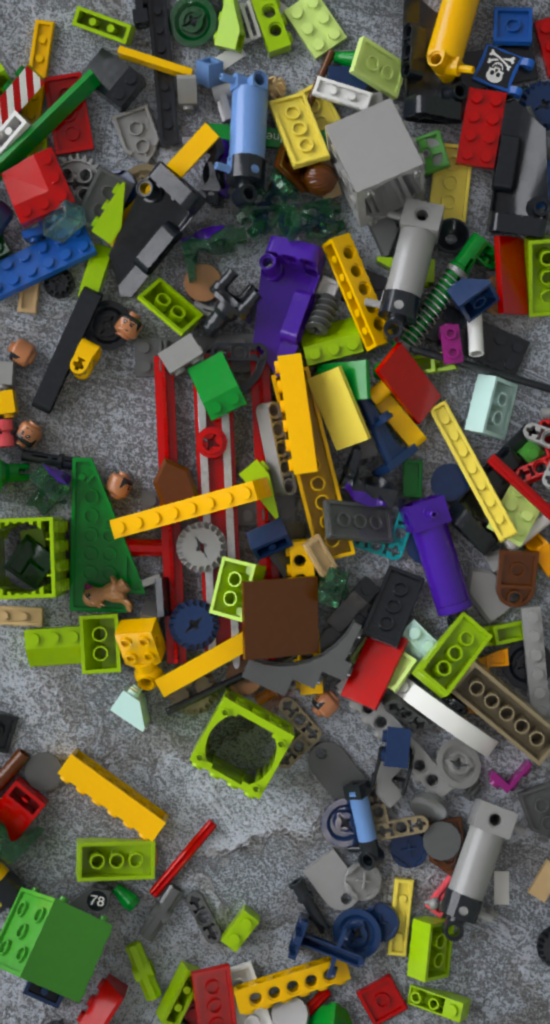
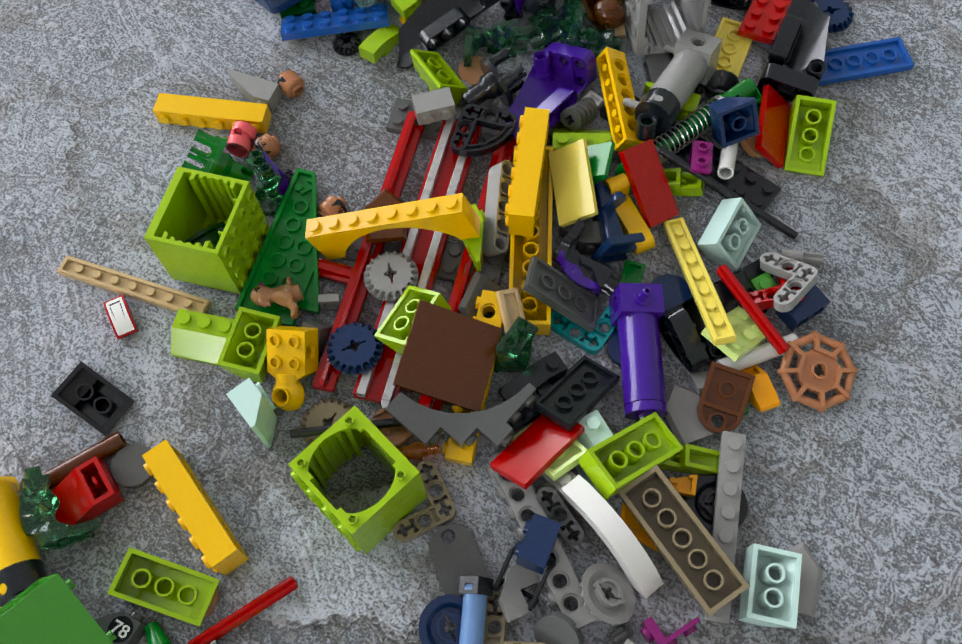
camera: 20 degrees right, 25 degrees down
(29, 300) = (316, 48): tan tile -> none
(60, 363) = (330, 86): black beam -> none
(86, 356) = (347, 95): yellow piece -> none
(108, 339) = (376, 73): black gear -> none
(128, 325) = (394, 83): nougat head -> none
(162, 596) = (332, 310): black tile -> none
(201, 665) = (344, 391): yellow tile -> none
(202, 445) = (436, 179): red gear -> none
(217, 386) = (459, 138): green slope -> none
(269, 539) = (463, 280): dark blue brick -> none
(325, 704) = (470, 479): nougat head -> none
(434, 152) = (718, 20): bright green piece -> none
(456, 704) = (623, 512): black gear -> none

